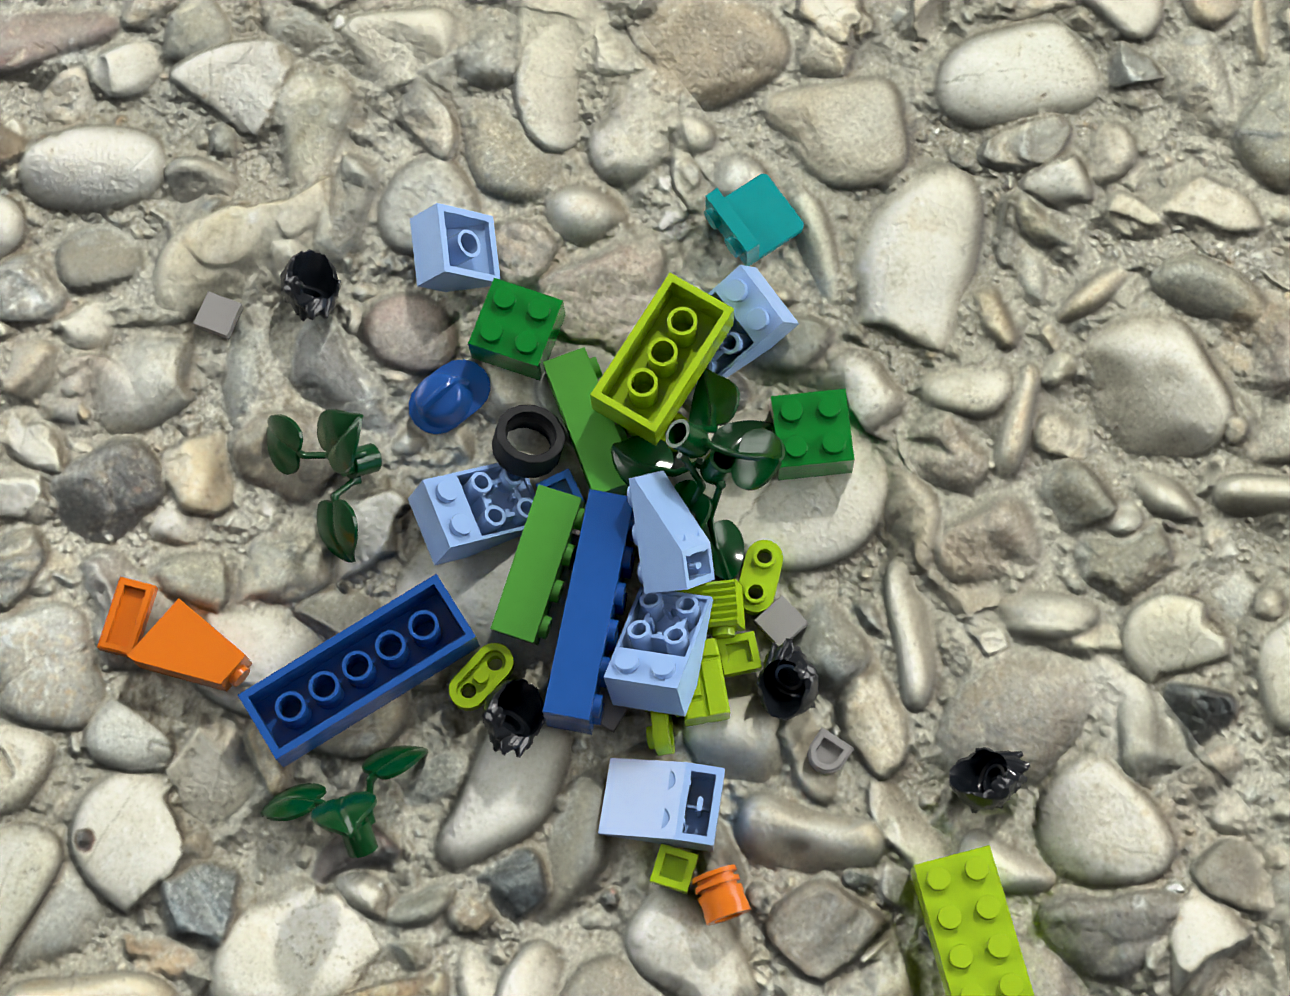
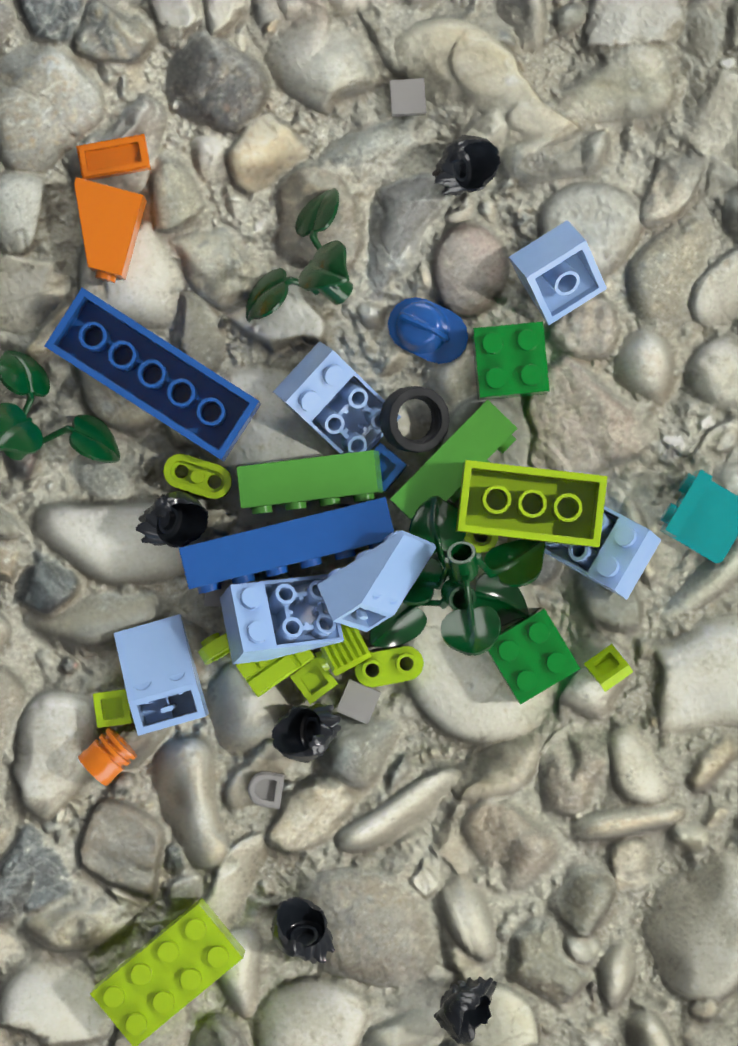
camera: 60 degrees right, 15 degrees up
(857, 368) = (608, 667): none -> lime plate
(1136, 651) = (465, 1008): none -> black hair

